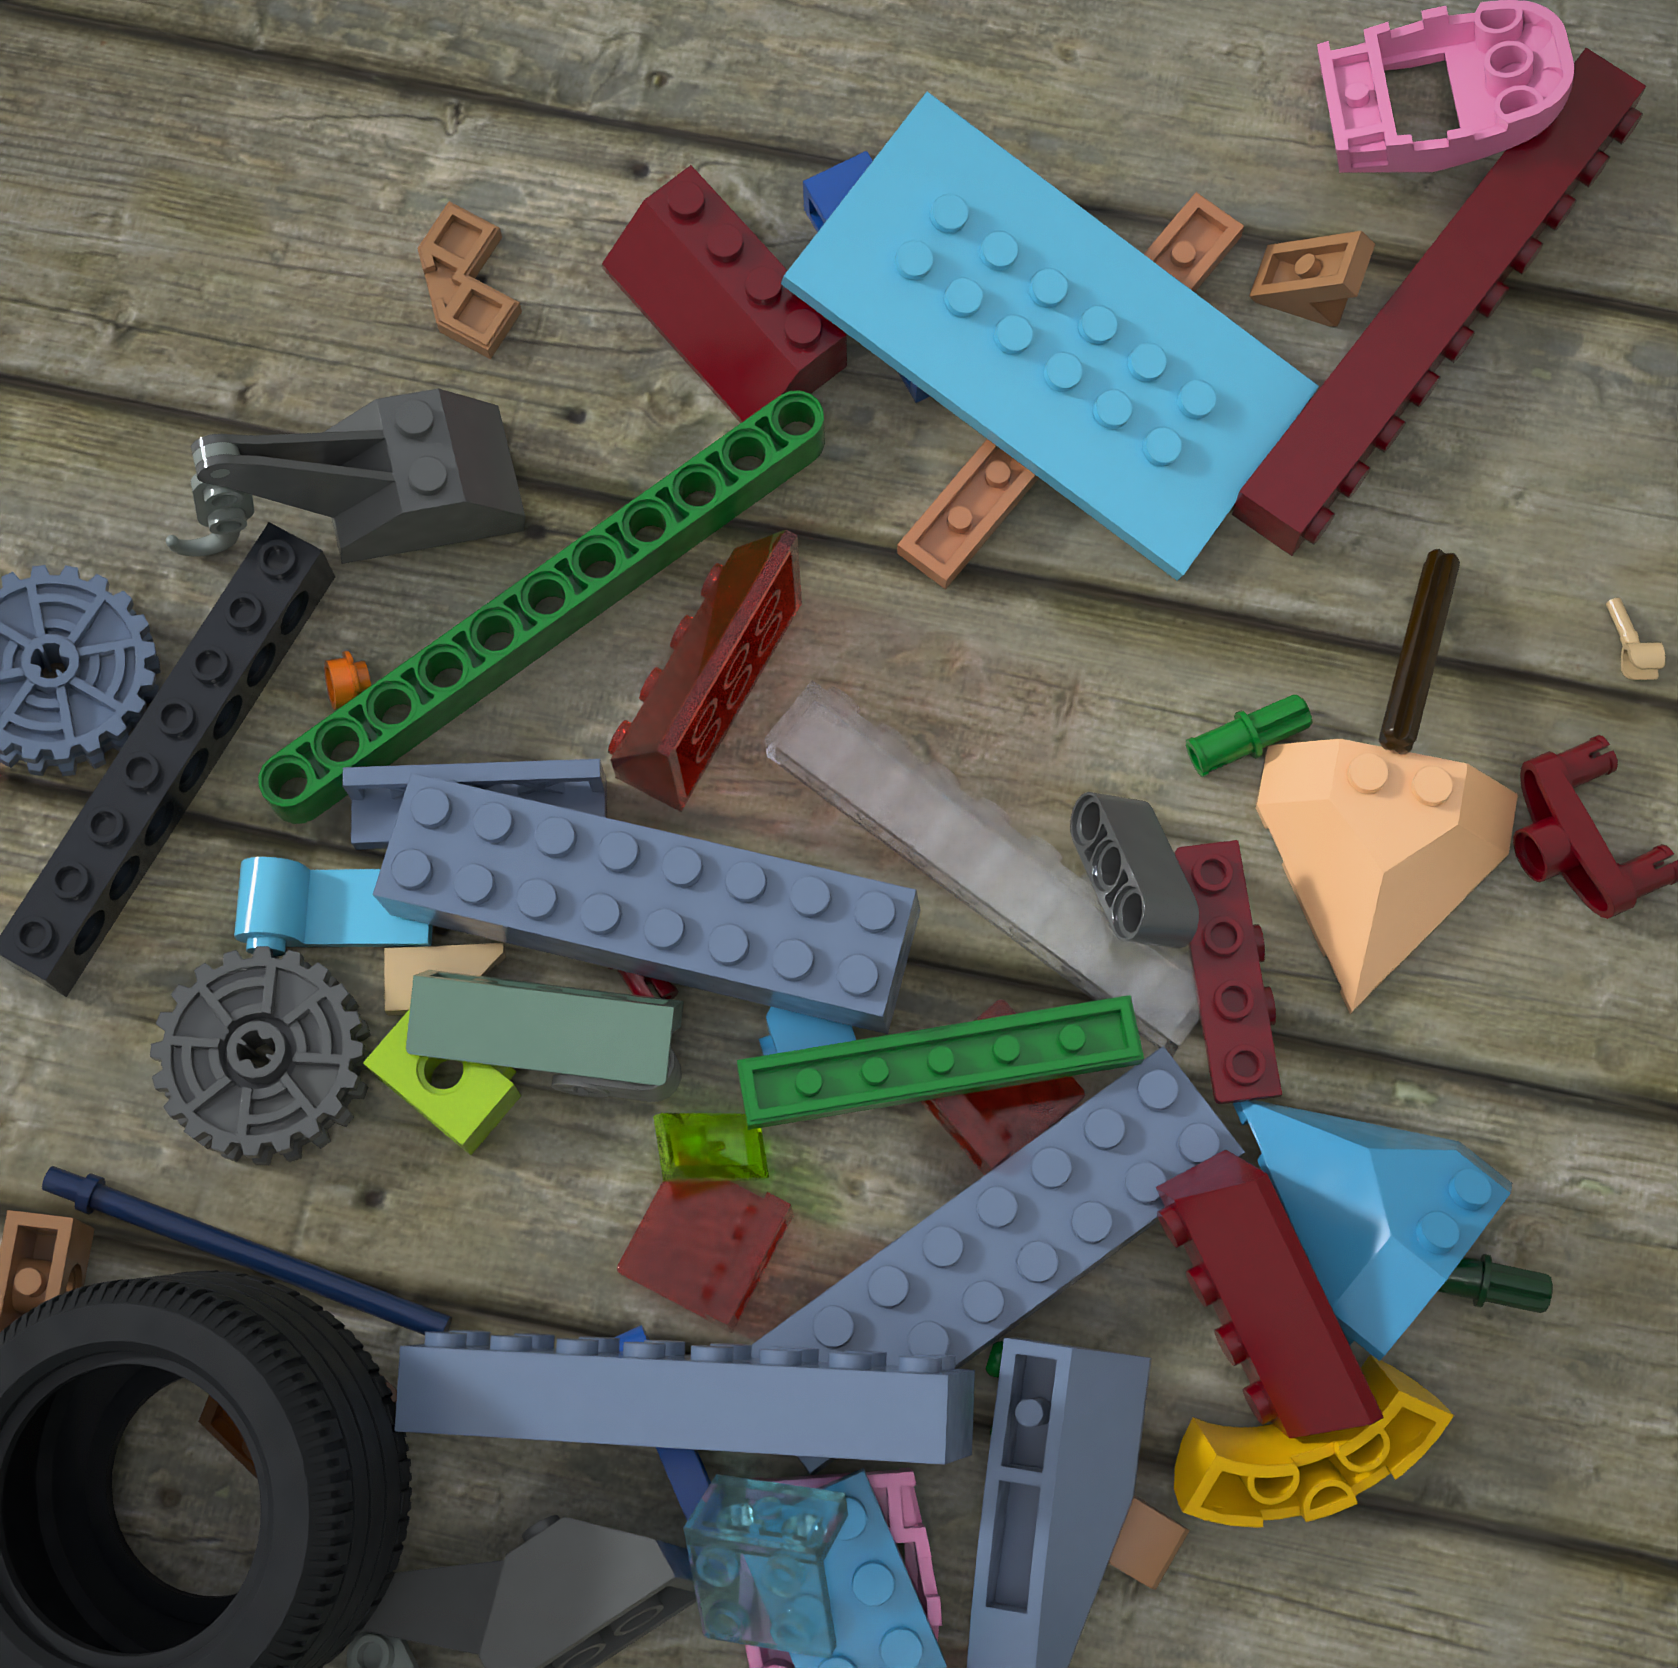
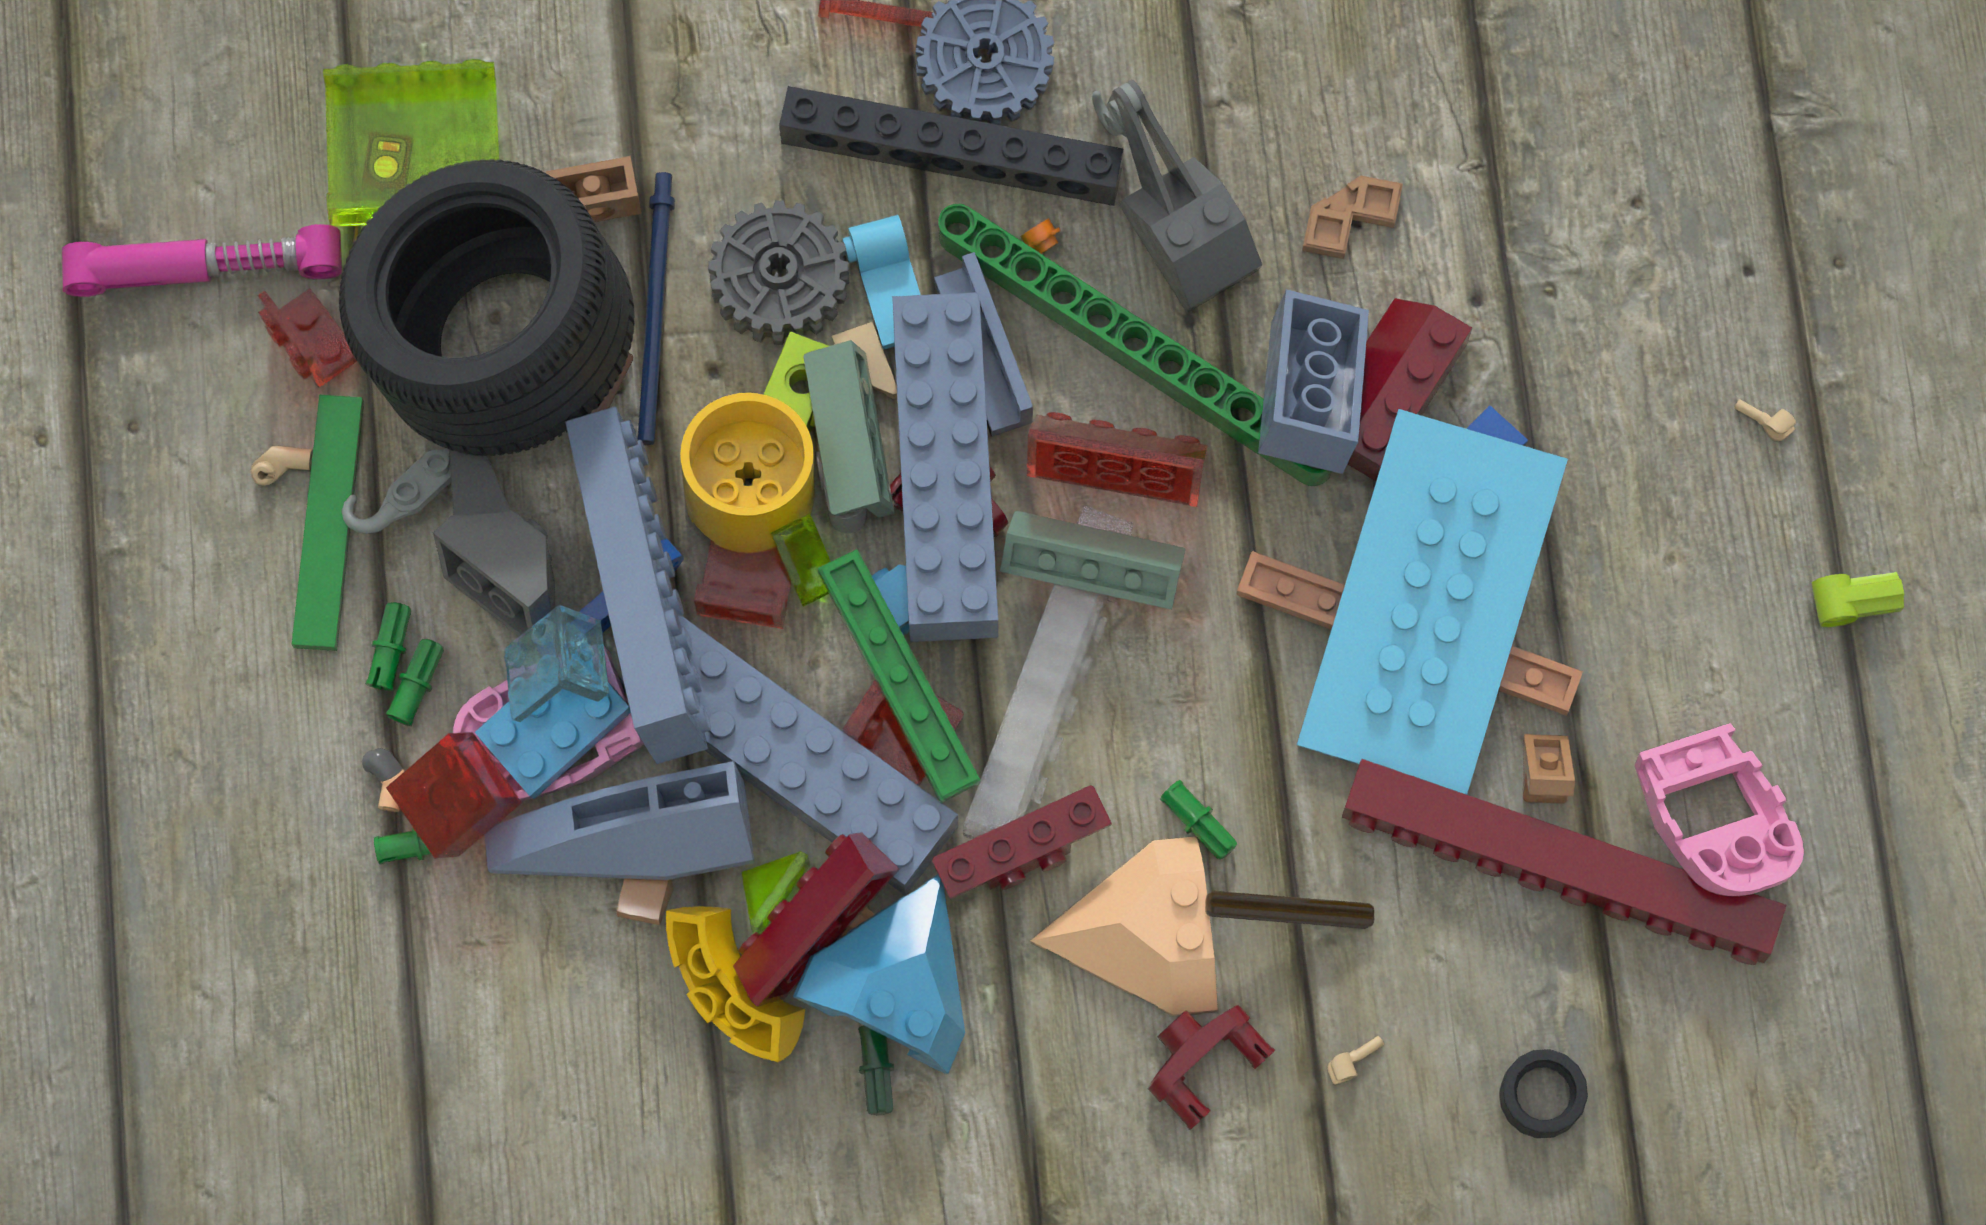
camera: 70 degrees right, 0 degrees up
(541, 1137) = (743, 440): none -> yellow brick
(700, 377) = (1314, 381): none -> sand blue brick
(852, 744) = (1092, 559): none -> sand green panel
(1134, 871) = (1070, 763): dark grey beam -> none
(1179, 1351) = (771, 884): none -> clear neon green slope

